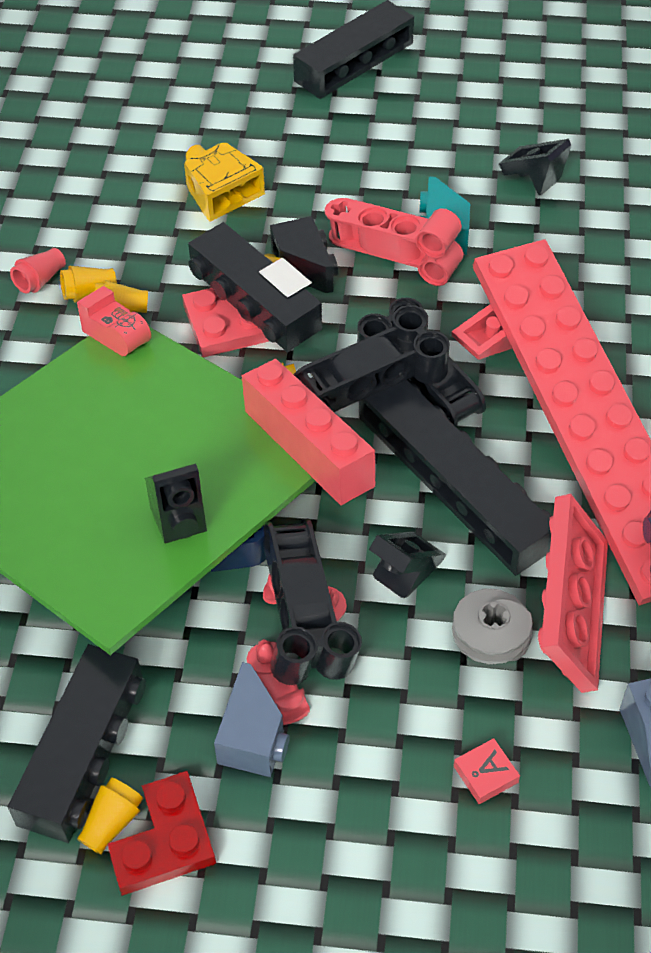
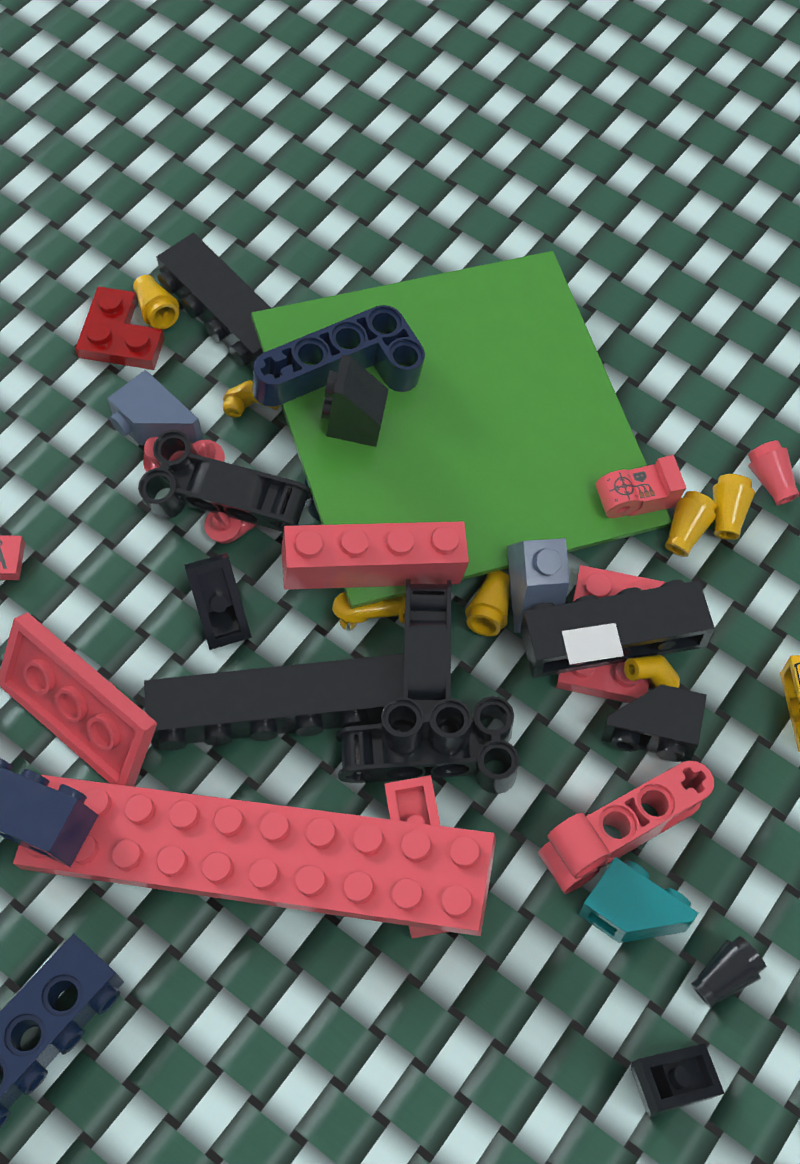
camera: 120 degrees right, 10 degrees up
(93, 532) = (283, 376): none -> dark blue beam
(172, 657) = (239, 398): none -> yellow arm
(236, 346) = (537, 575): none -> sand blue slope
(447, 166) = (729, 971): none -> black cone
(492, 626) = (99, 611): light grey piece -> none

